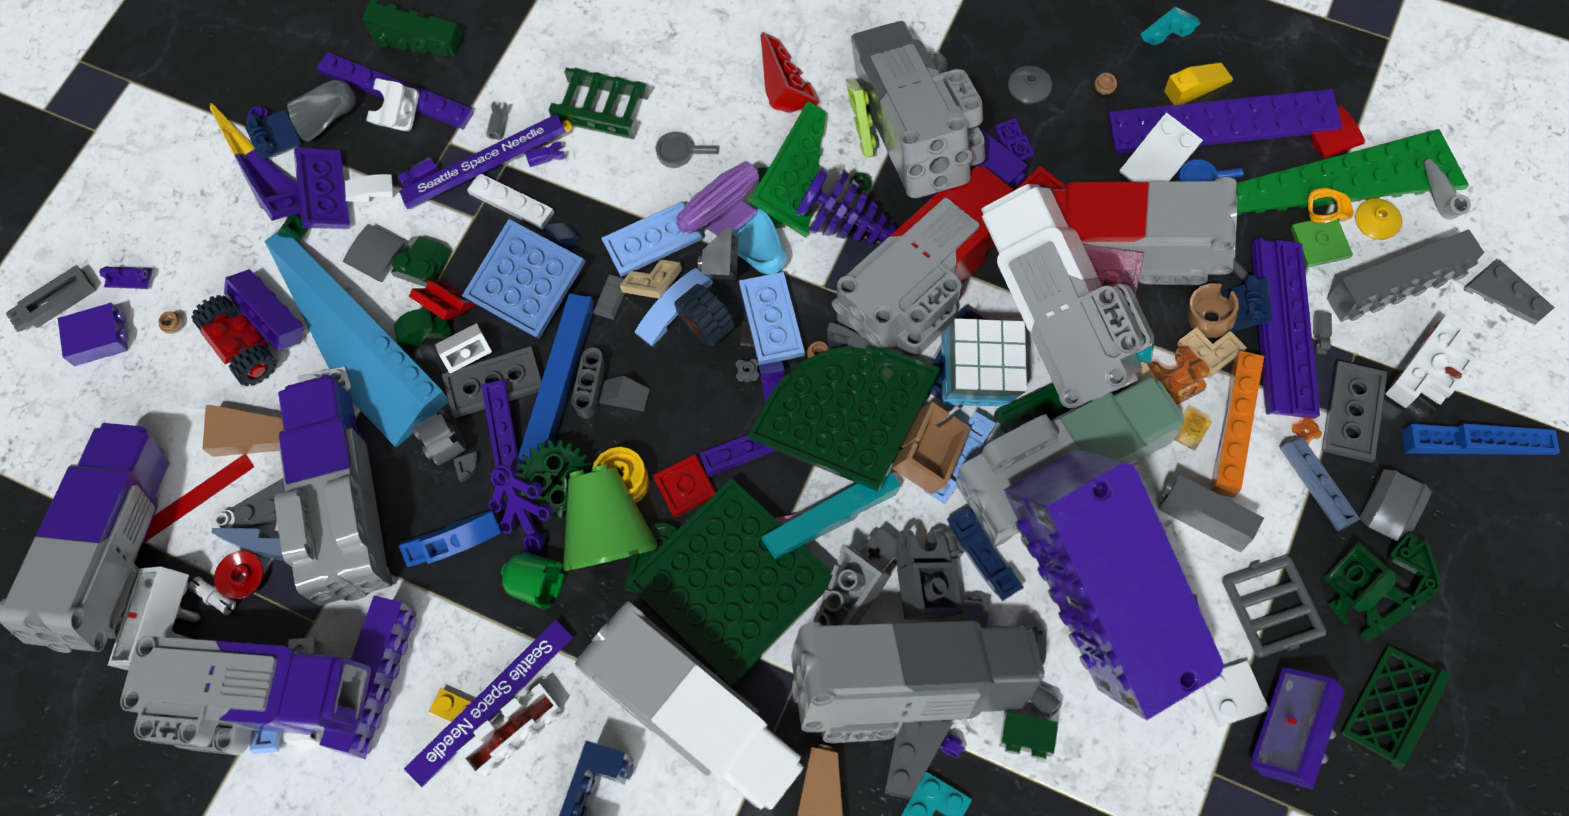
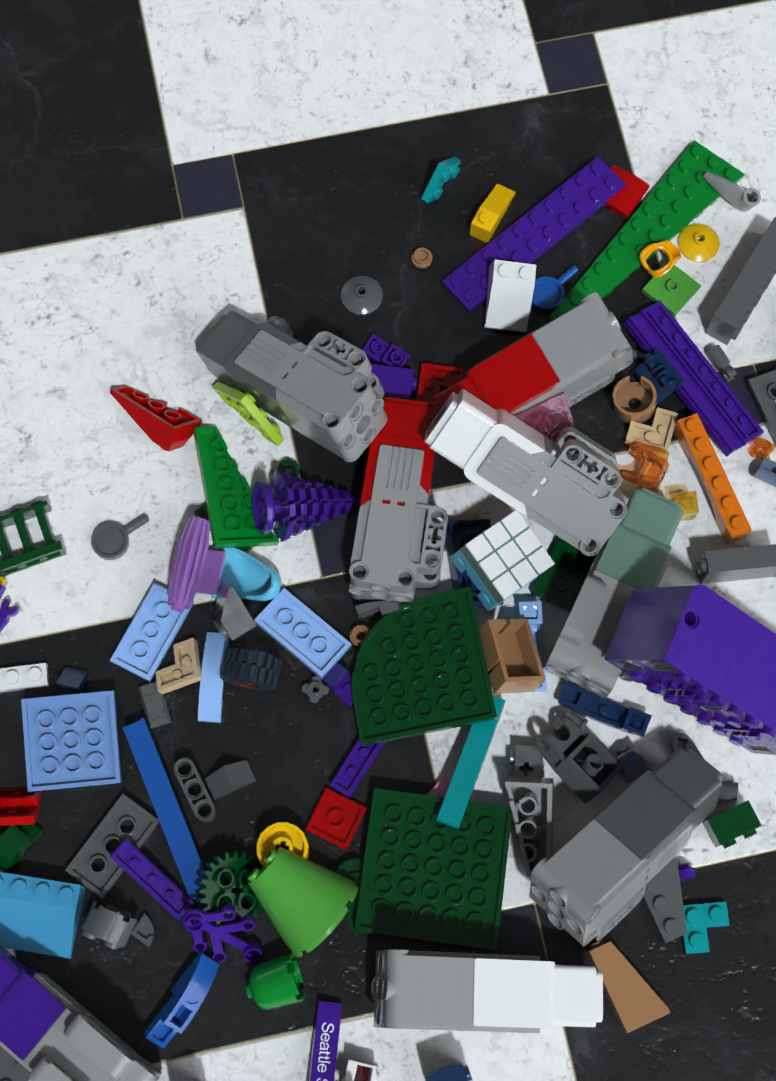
camera: 45 degrees left, 5 degrees up
(463, 348) = (66, 835): white brick -> none

